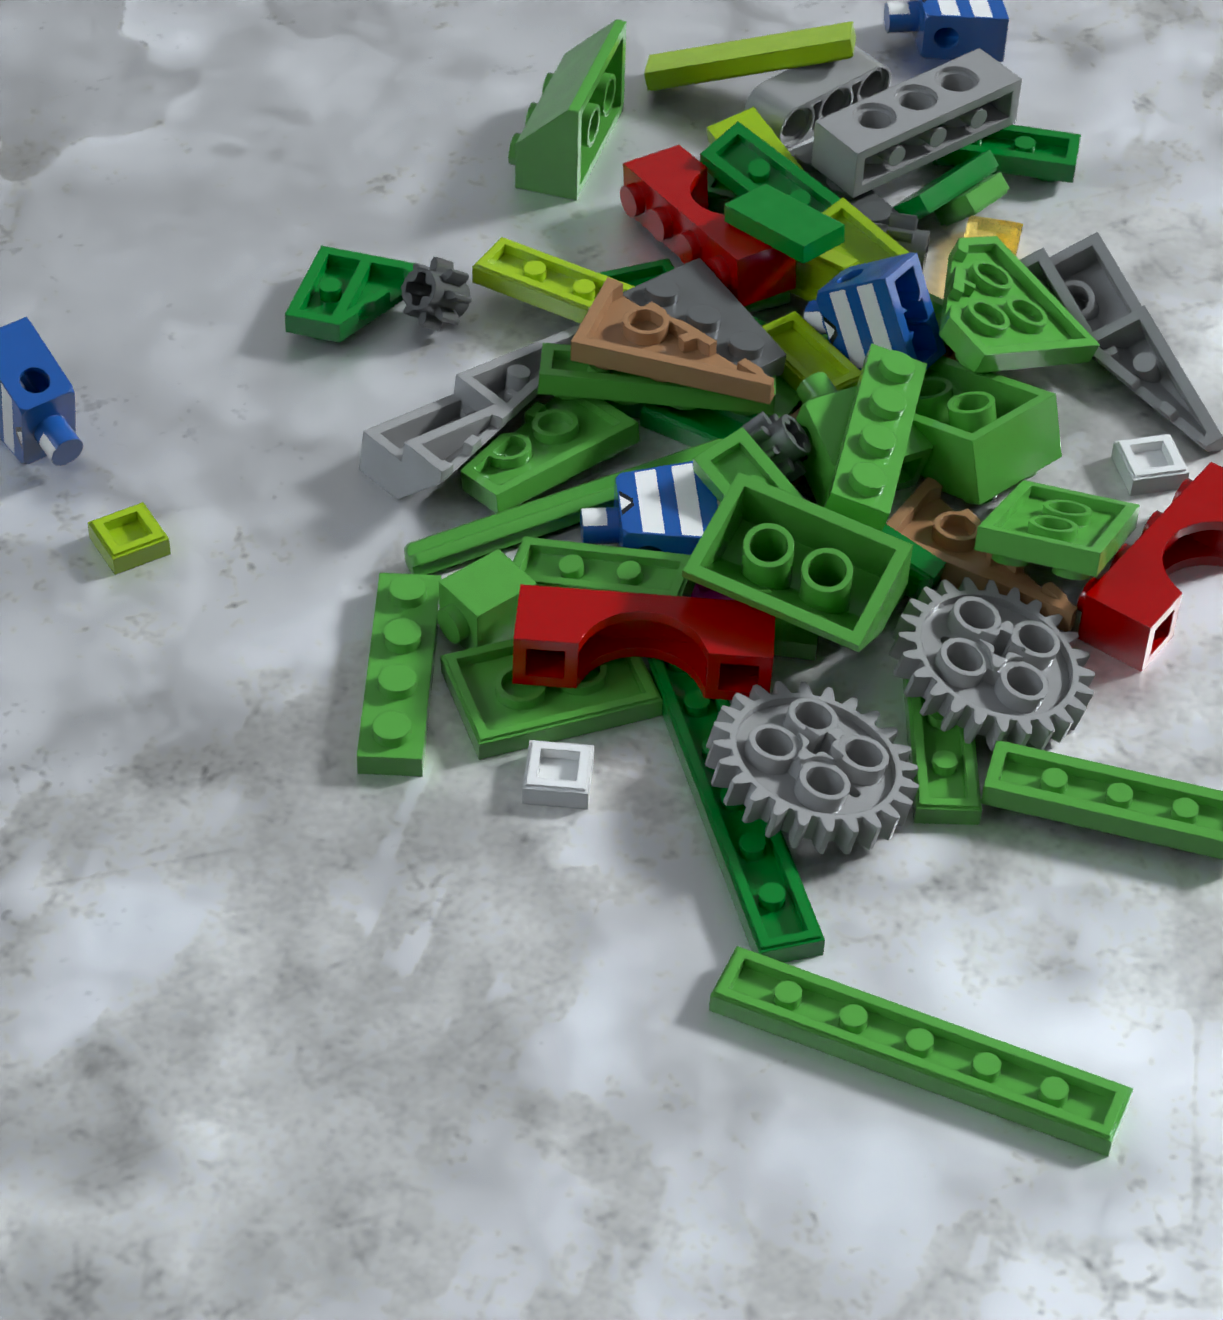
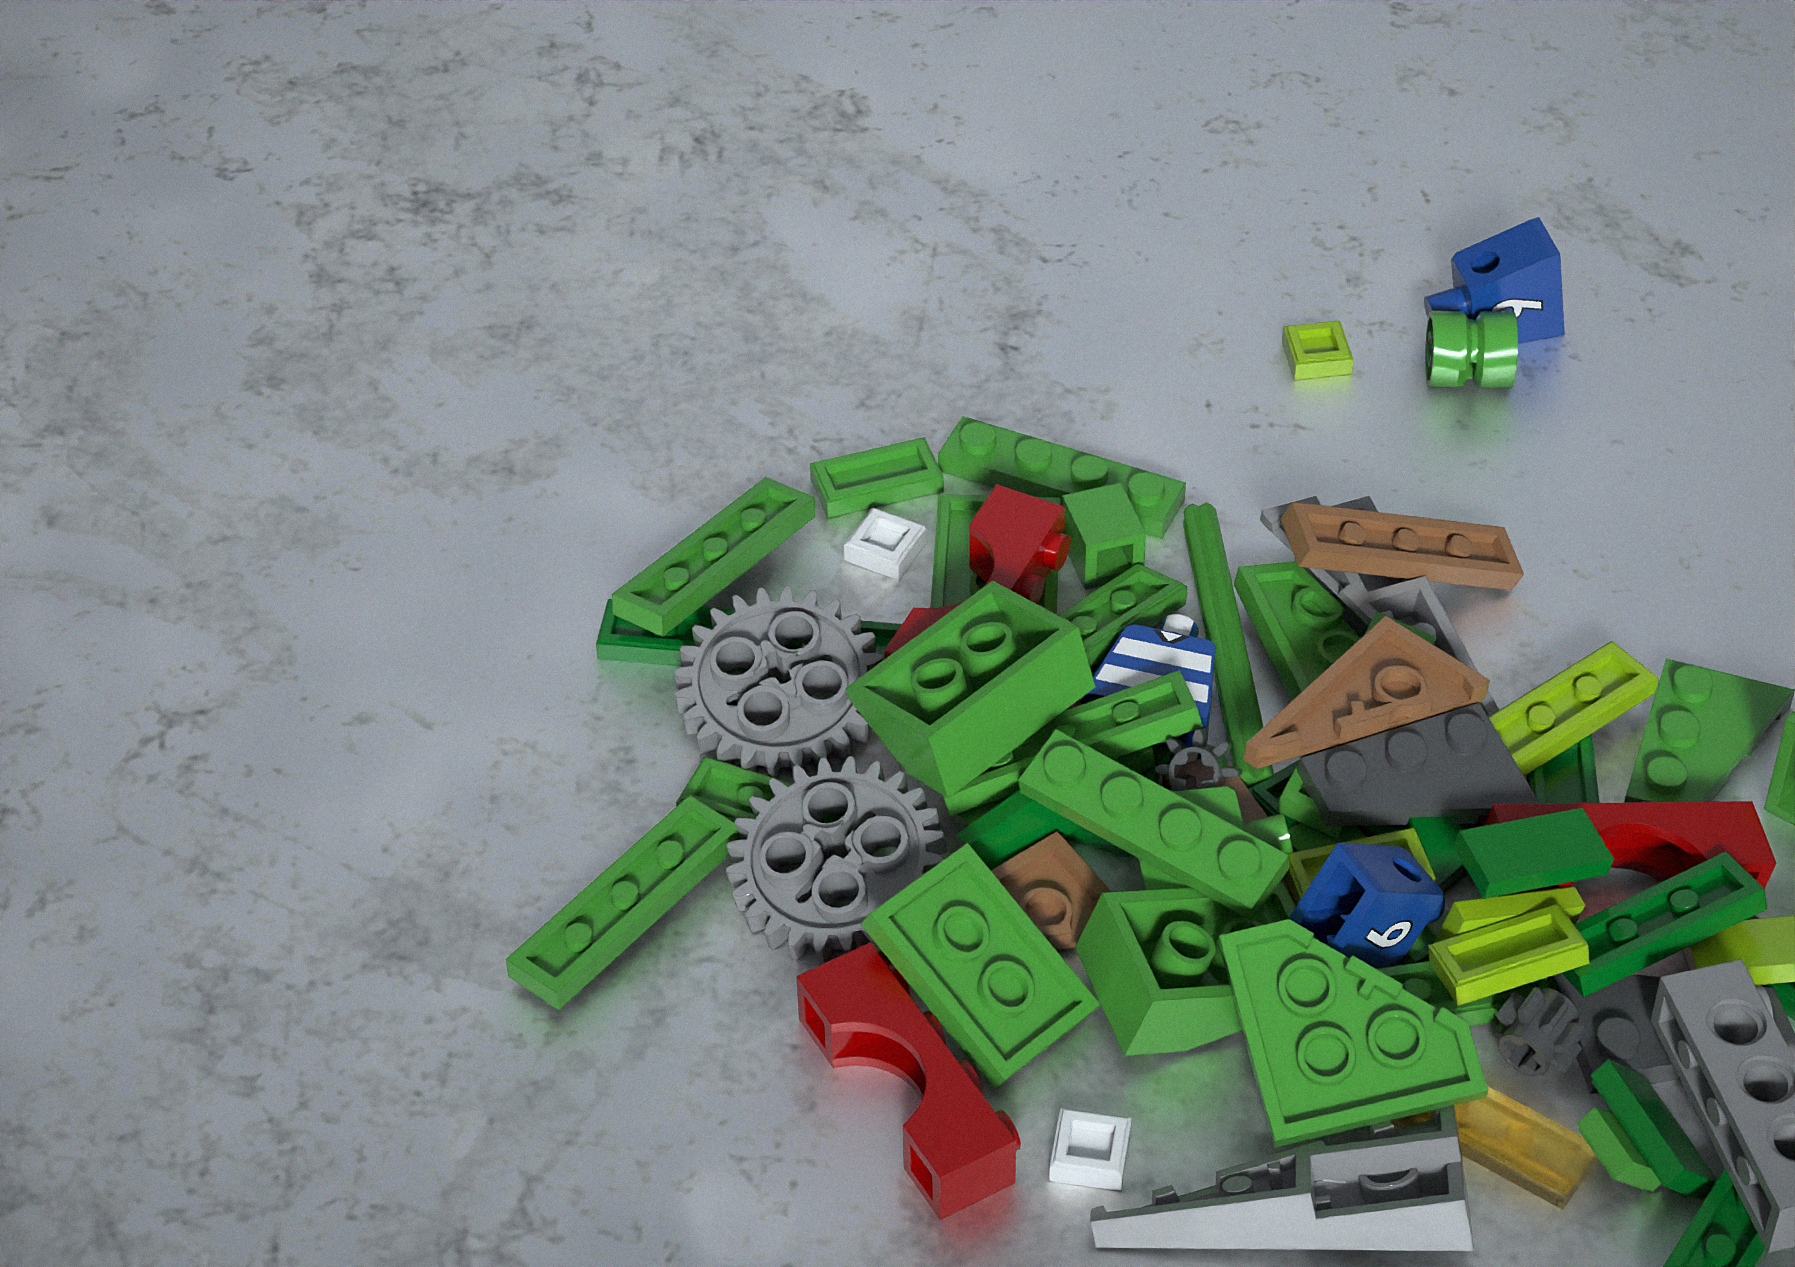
camera: 115 degrees right, 0 degrees up
(116, 414) = (1471, 349): none -> bright green wheel
(344, 293) = (1622, 557): green wing -> none
(436, 293) = (1583, 610): dark grey gear -> none
(439, 386) = (1401, 546): none -> medium nougat plate
(466, 810) = (876, 477): none -> bright green tile
(563, 231) = (1701, 731): none -> bright green wing
(673, 867) = (713, 556): none -> bright green plate
(922, 1050) = (450, 677): bright green tile -> none

